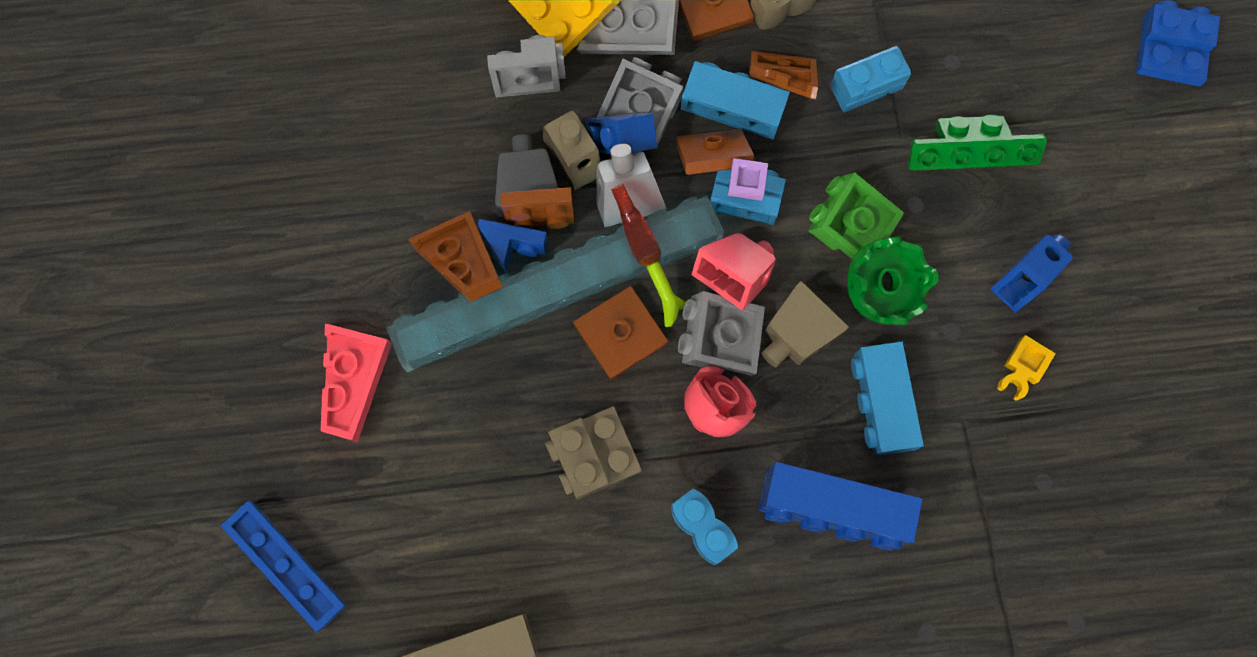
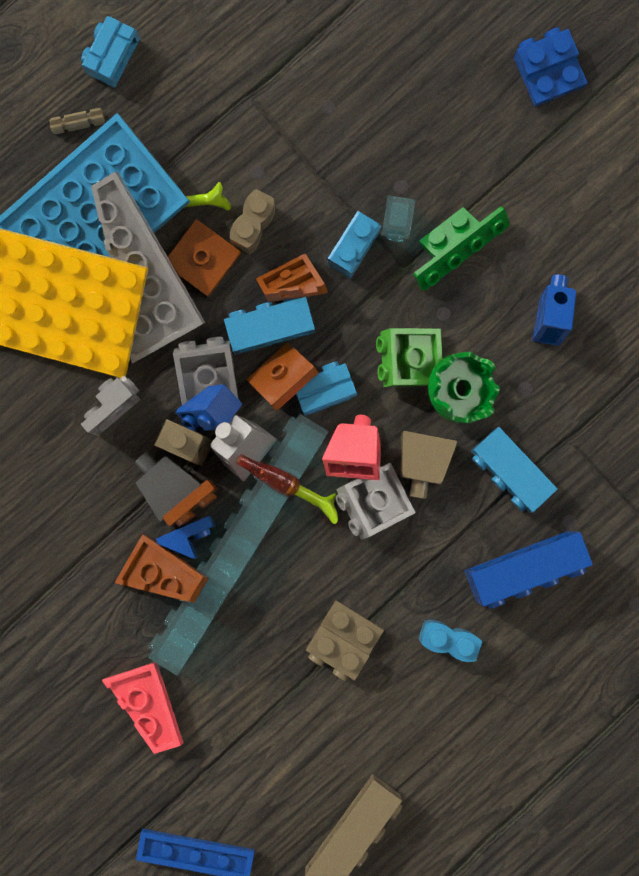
camera: 35 degrees left, 10 degrees up
(620, 333) = (305, 546): dark orange plate -> none
(717, 403) = (405, 552): coral cylinder -> none
(747, 179) = (322, 388): lavender tile -> none
(931, 82) = (398, 218): none -> clear light blue brick
(1027, 363) = (589, 378): yellow plate -> none

